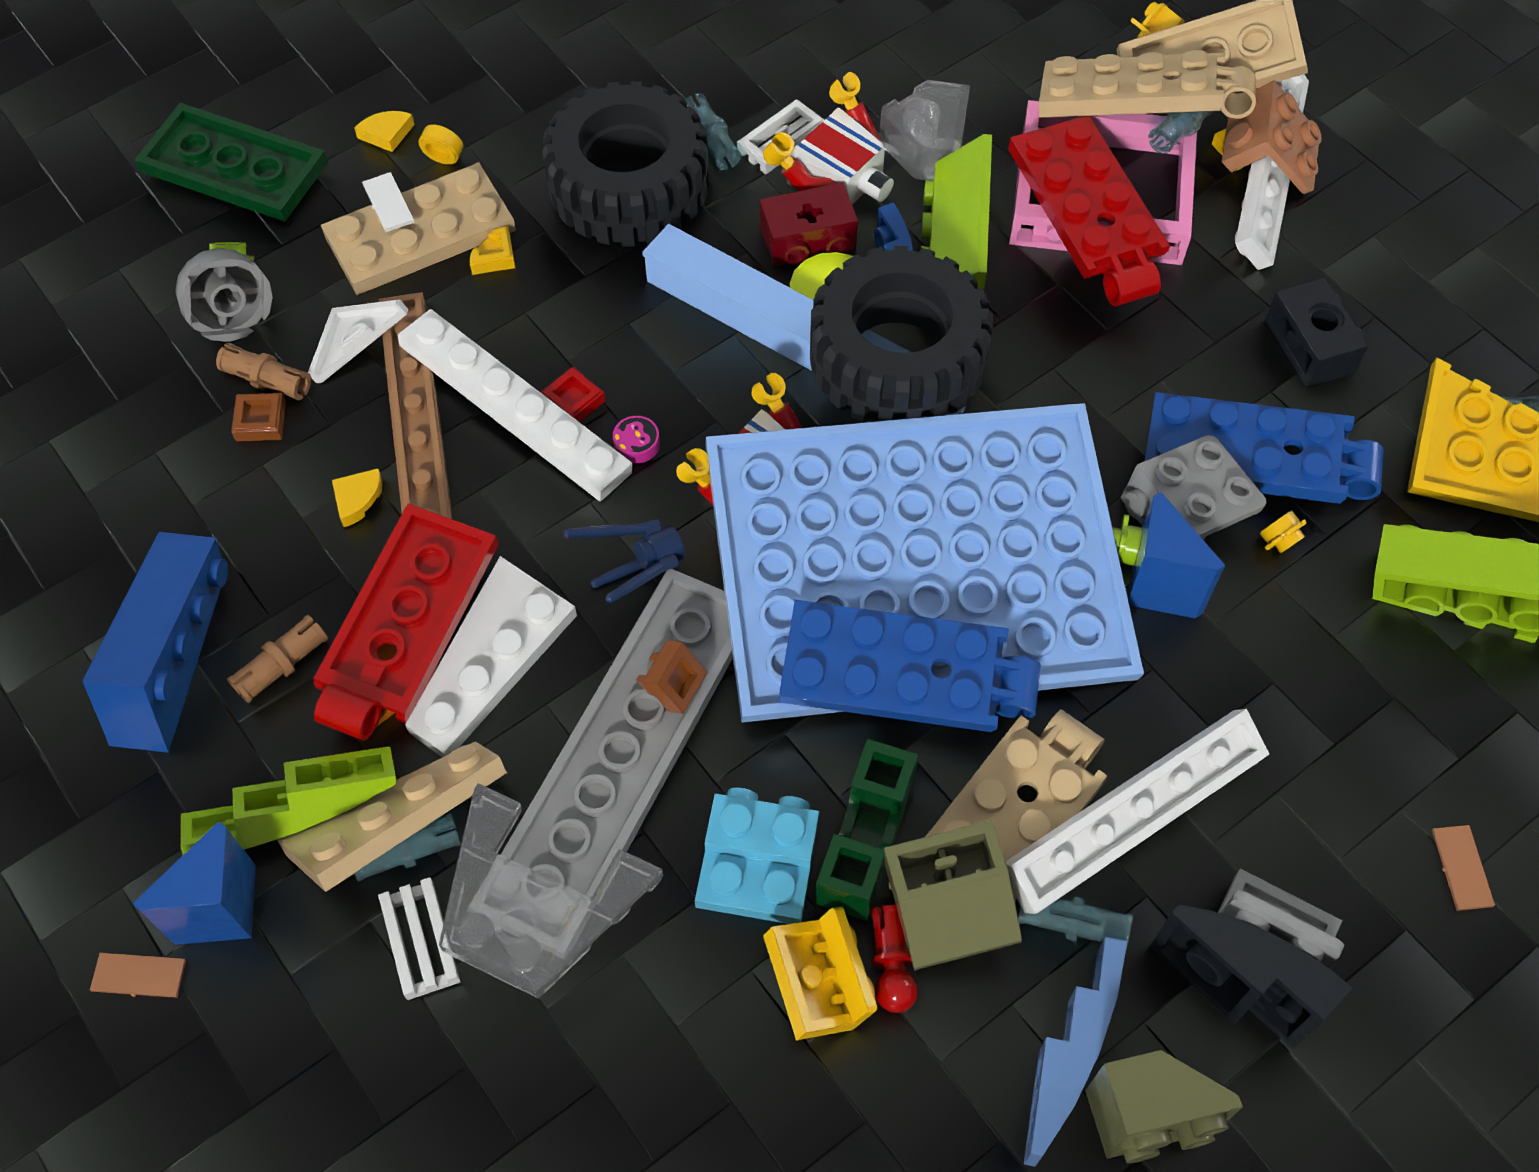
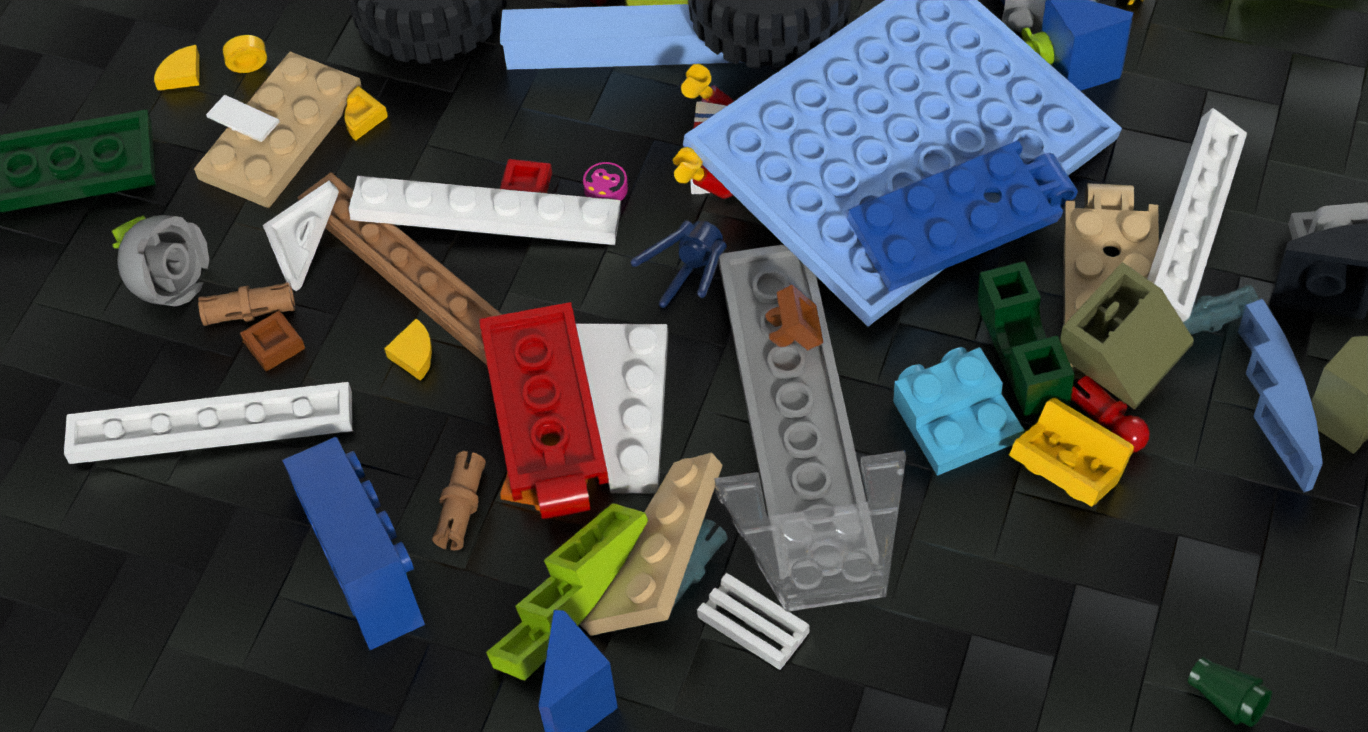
camera: 30 degrees left, 5 degrees down
(150, 461) = (208, 422): none -> white plate

